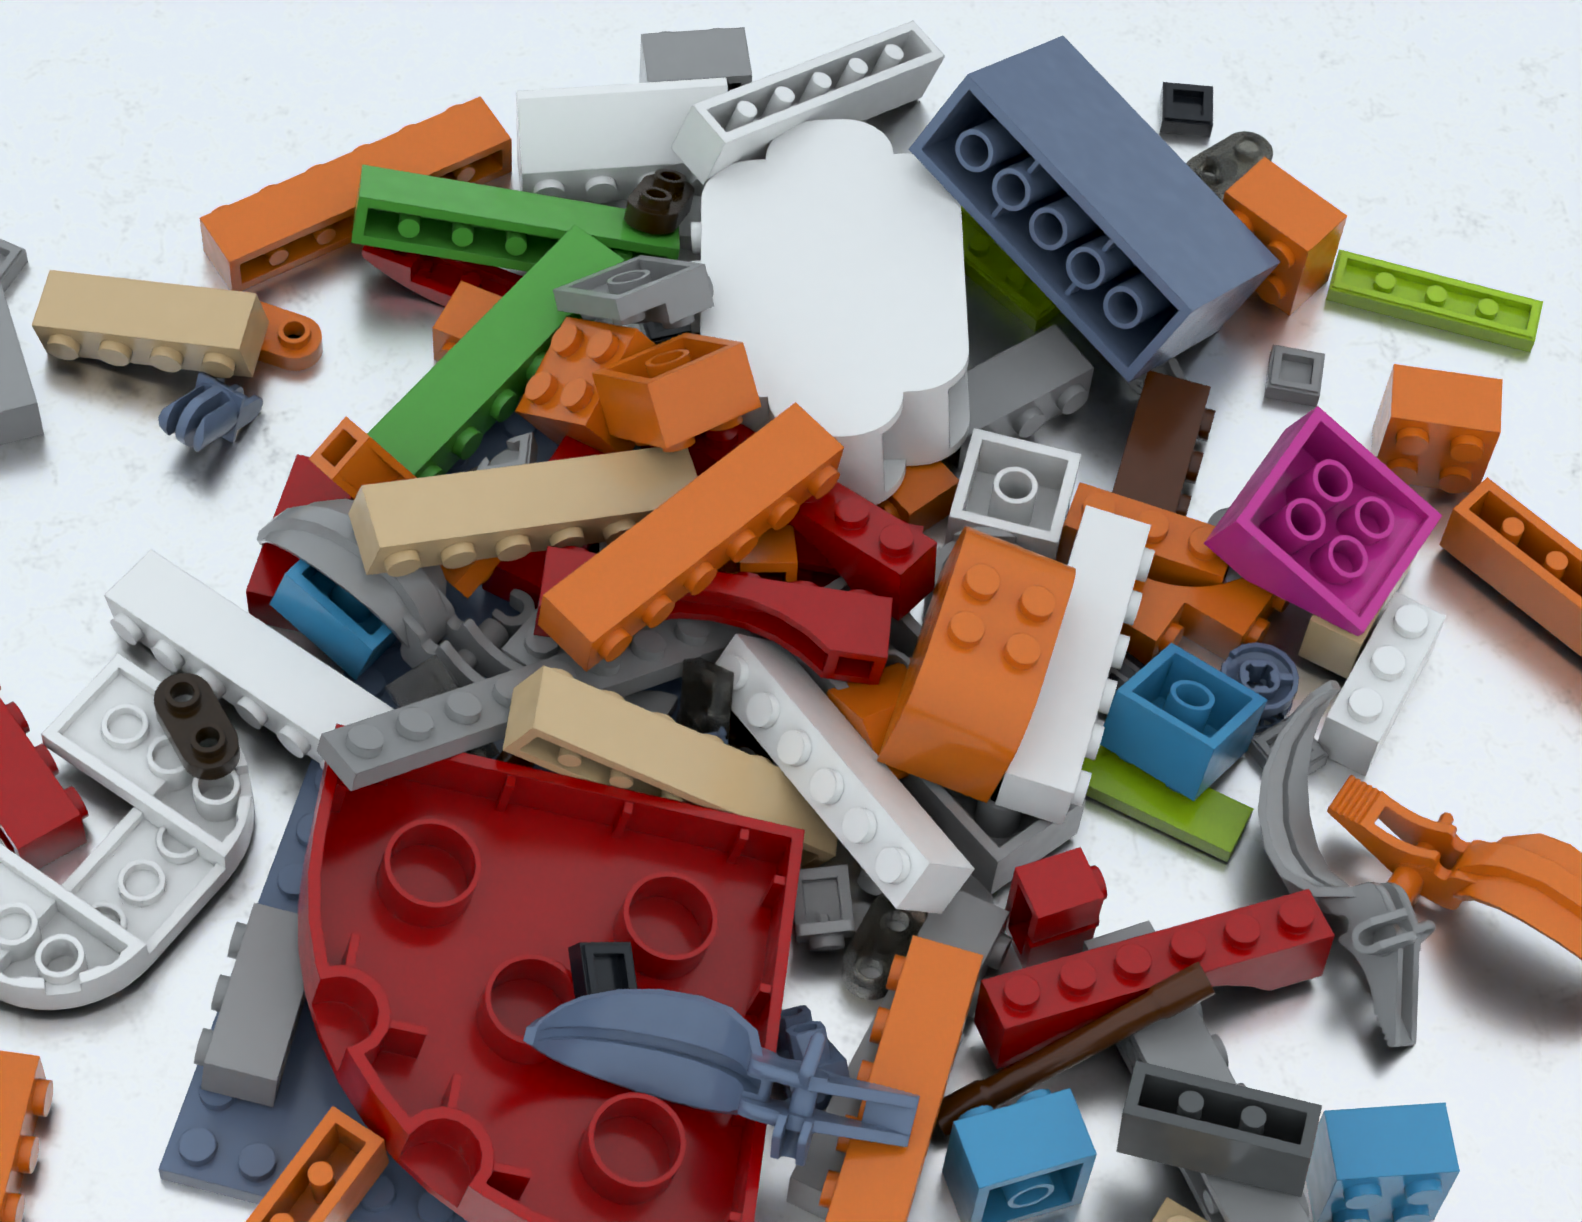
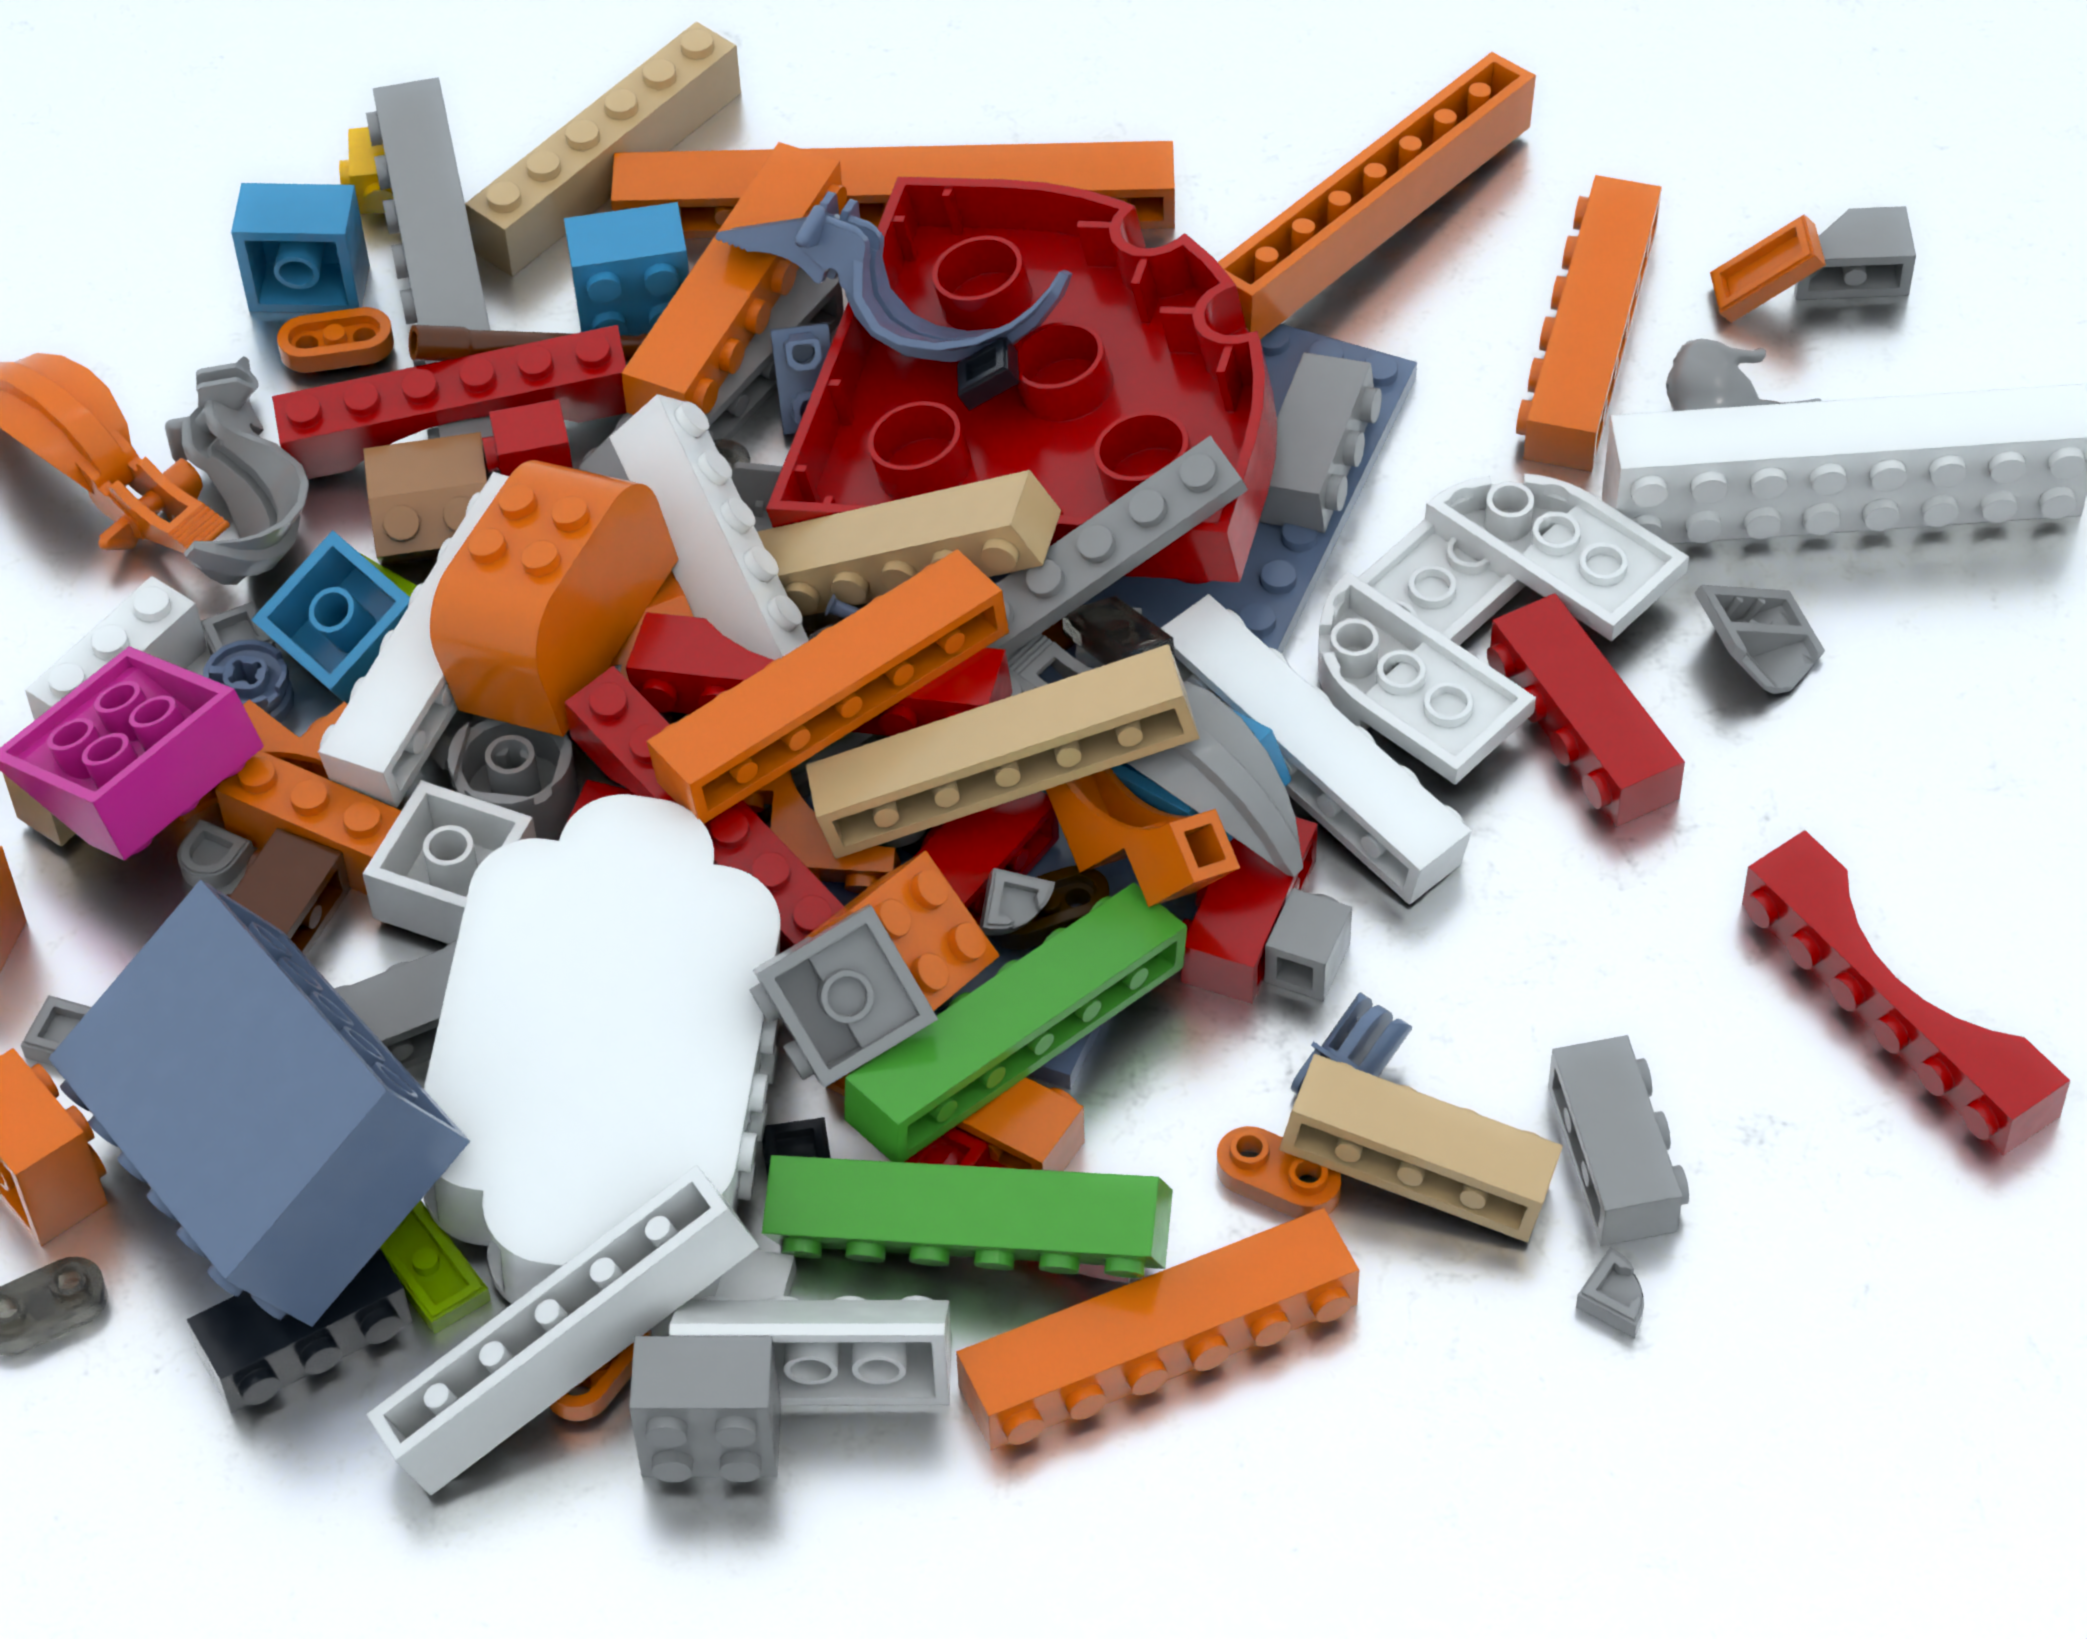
camera: 165 degrees left, 5 degrees down
(195, 721) = (1368, 674): dark brown plate -> none
(246, 507) = (1308, 944): none -> light grey brick
(659, 202) = (788, 1236): dark brown plate -> none
(677, 391) = (819, 834): orange brick -> none
(1150, 861) = (421, 493): none -> medium nougat slope
(1186, 109) = (60, 1397): black tile -> none
(1218, 1128) = (450, 206): dark grey brick -> none
(1310, 1080) = (335, 339): none -> orange plate

